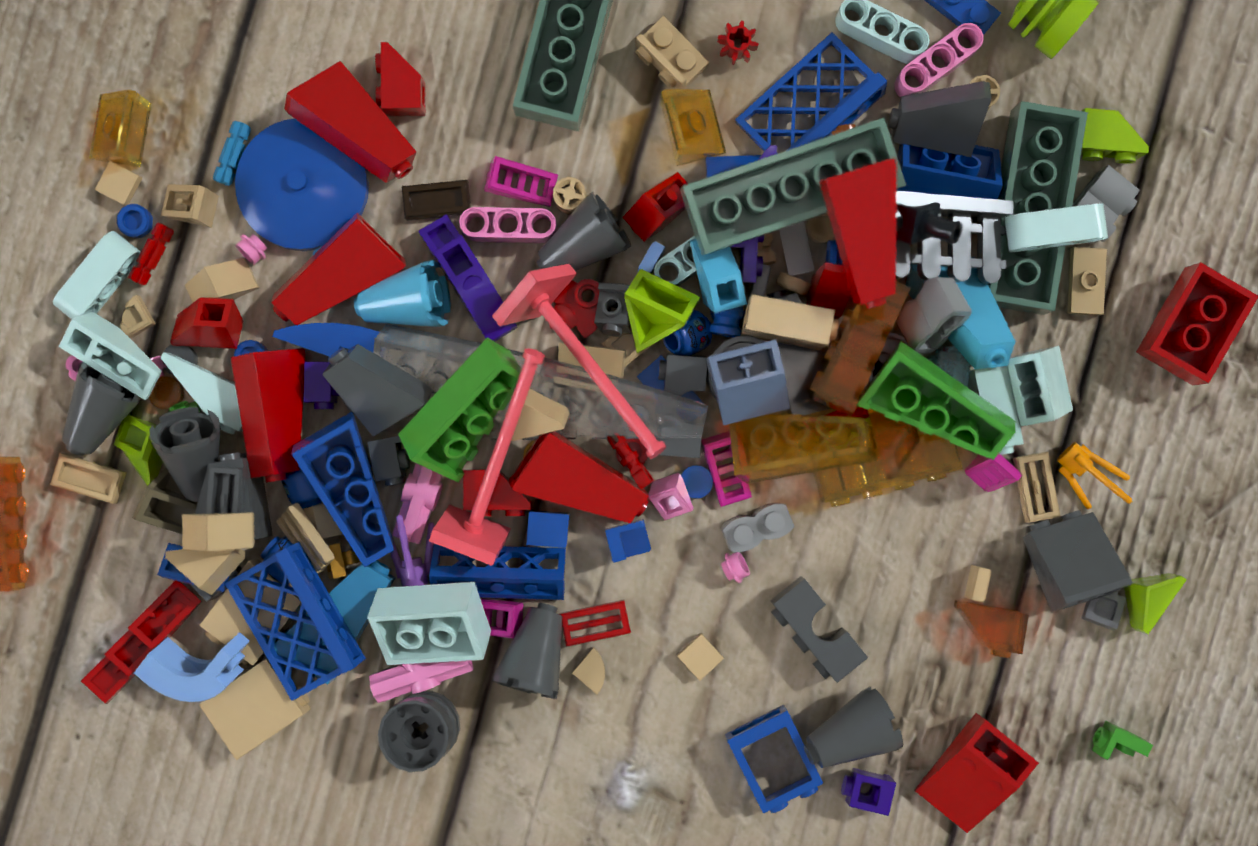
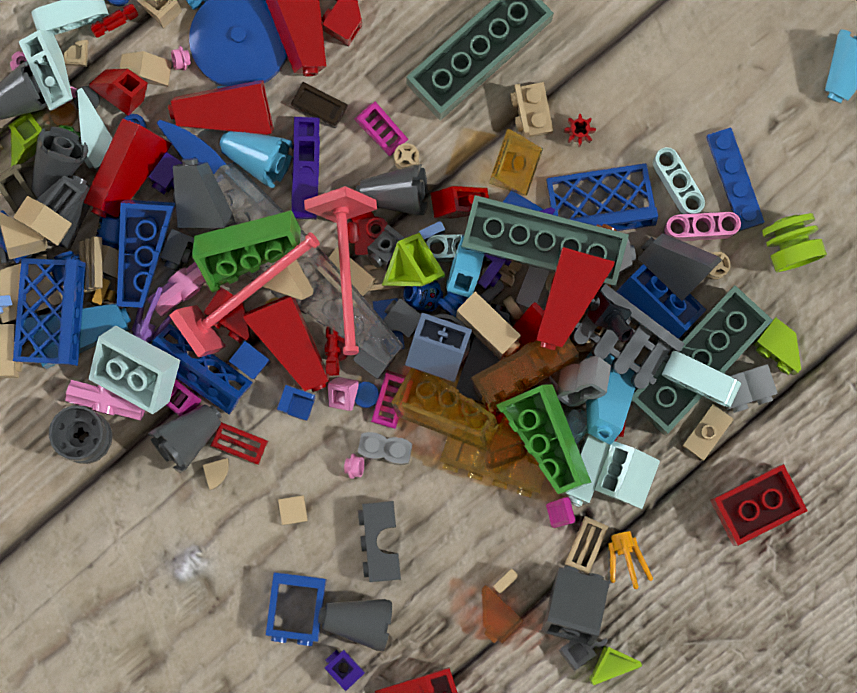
camera: 30 degrees right, 5 degrees down
(494, 217) = (348, 140): bright pink beam -> none

